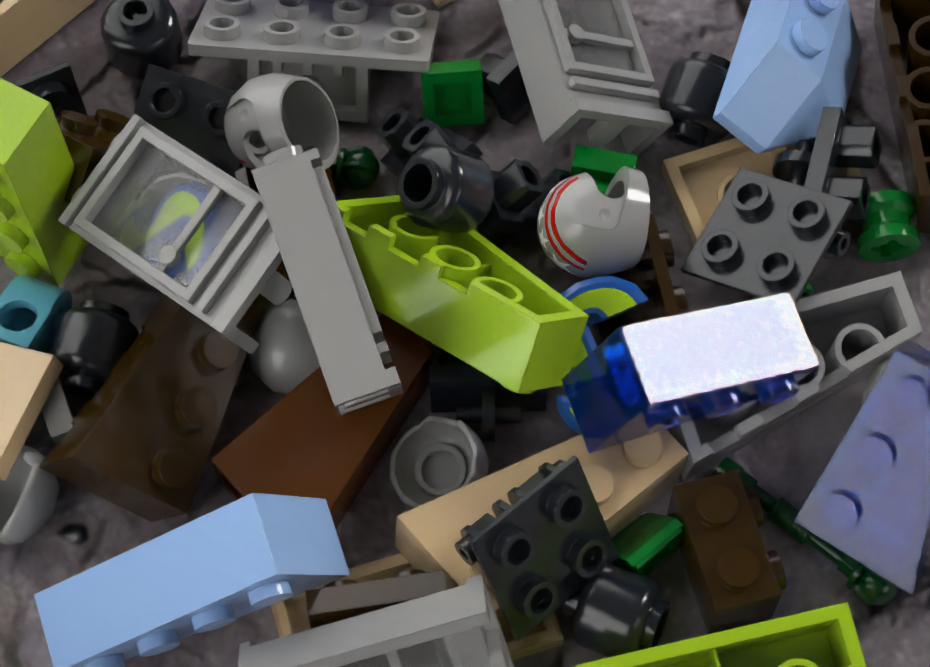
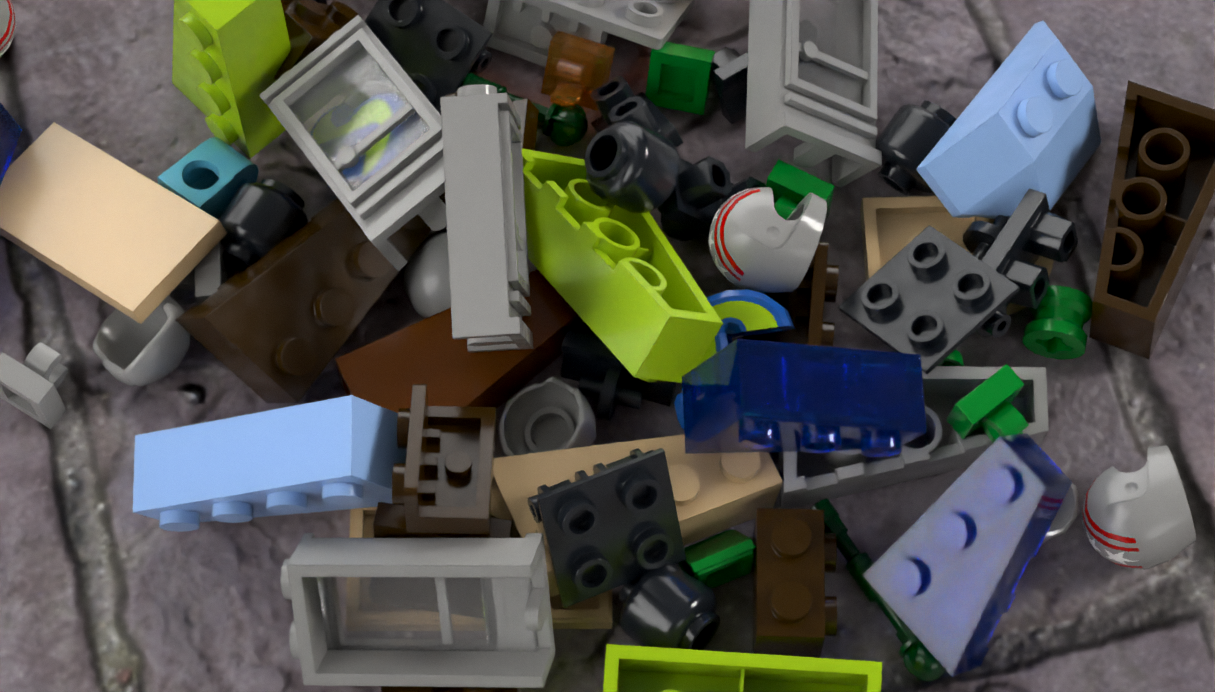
camera: 15 degrees right, 0 degrees up
(280, 113) = (505, 53): light grey helmet -> none
(358, 111) = (575, 70): none -> clear orange tile
(367, 536) = (446, 466): none -> dark brown bracket
(869, 326) = (990, 407): none -> green tile

